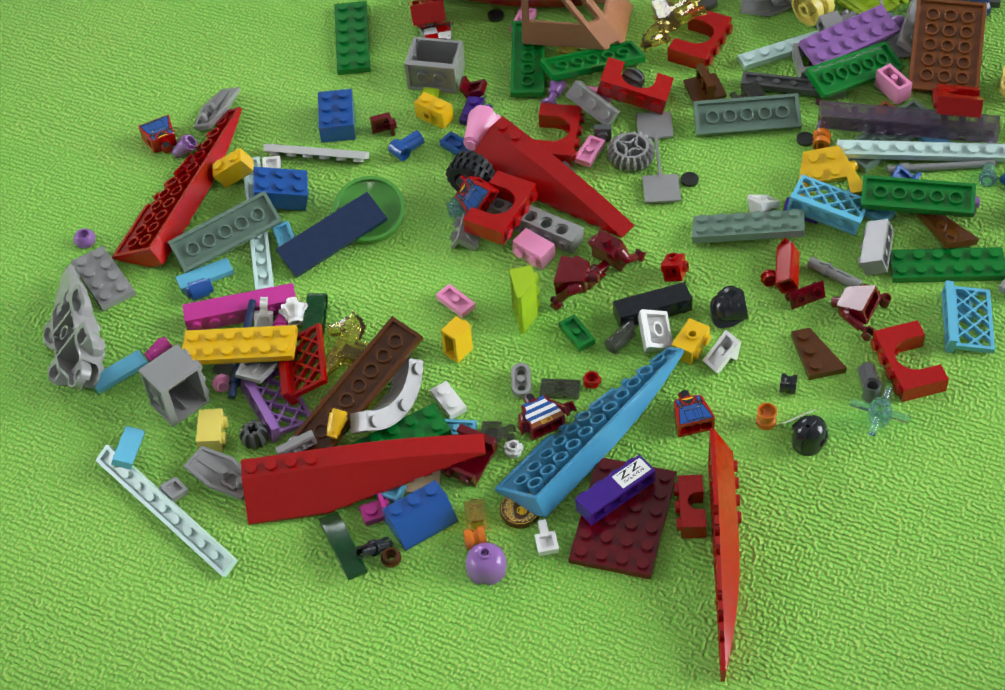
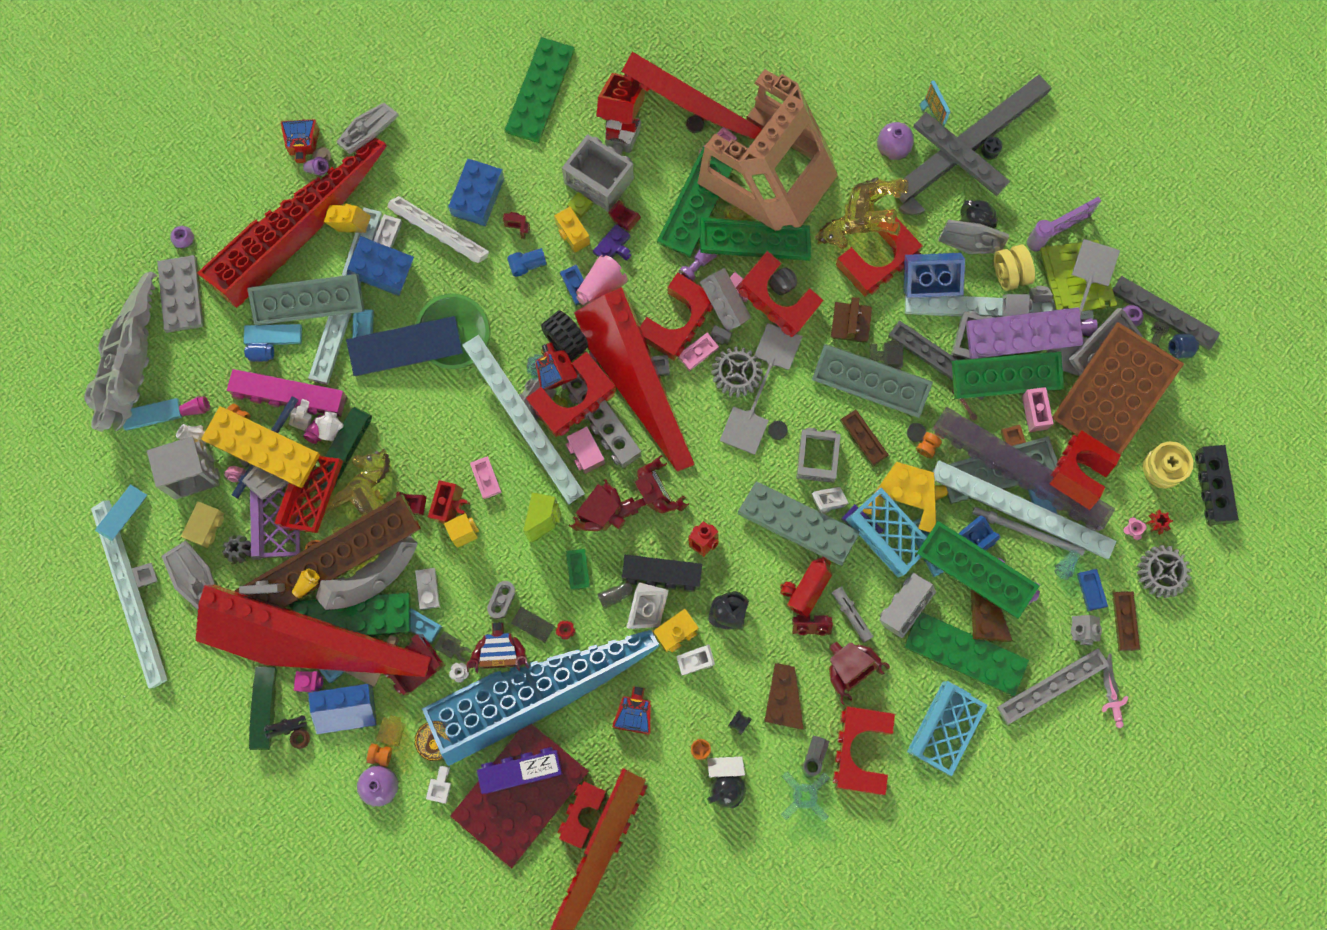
camera: 20 degrees right, 25 degrees up
(431, 325) = (447, 502): none -> red brick
(458, 238) = (523, 419): none -> light aqua plate
(732, 194) = (812, 473): none -> light grey window
(752, 30) = (934, 275): none -> blue brick
(765, 157) = (864, 437): none -> reddish brown tile

